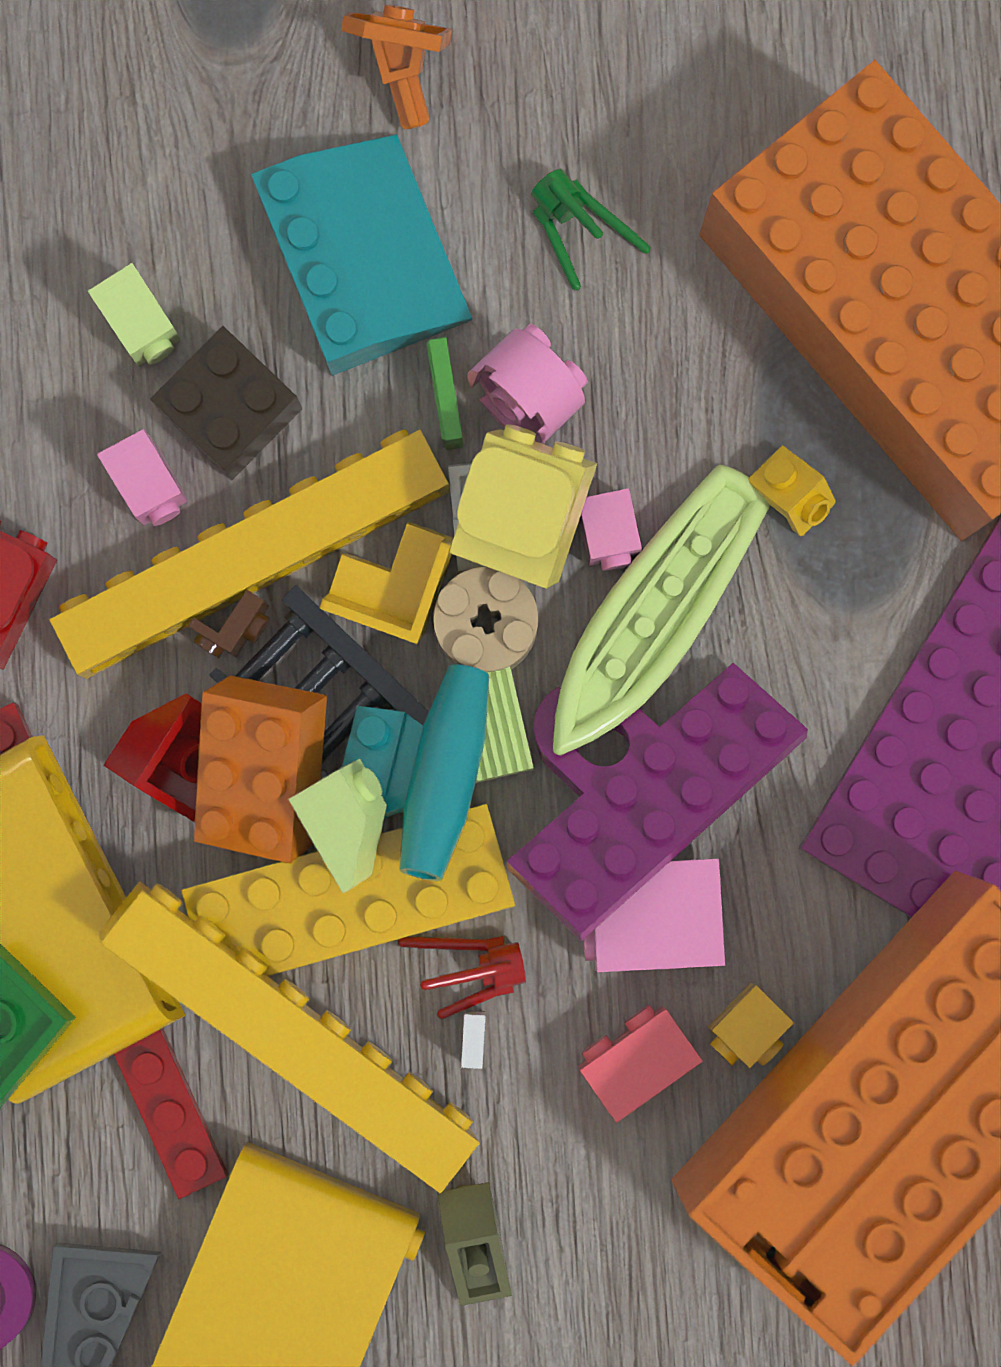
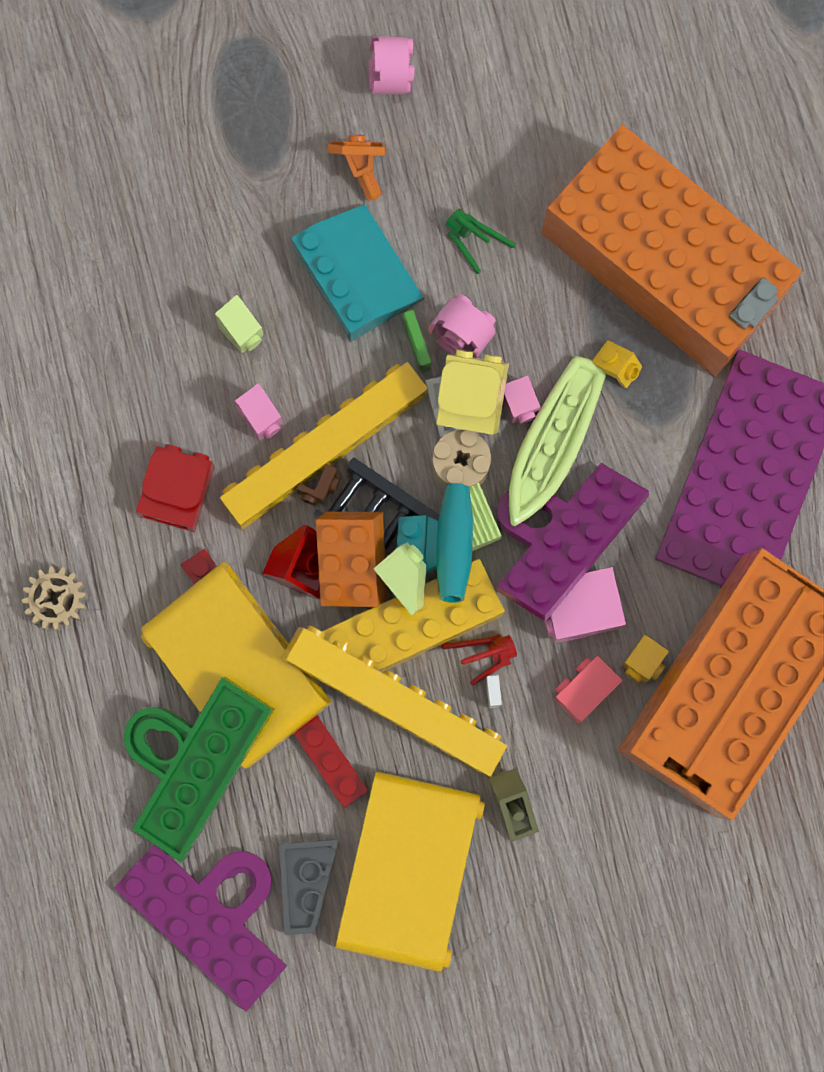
camera: 15 degrees left, 5 degrees down
(227, 403) = (297, 365): dark brown brick -> none
(398, 597) = (410, 456): yellow panel -> none

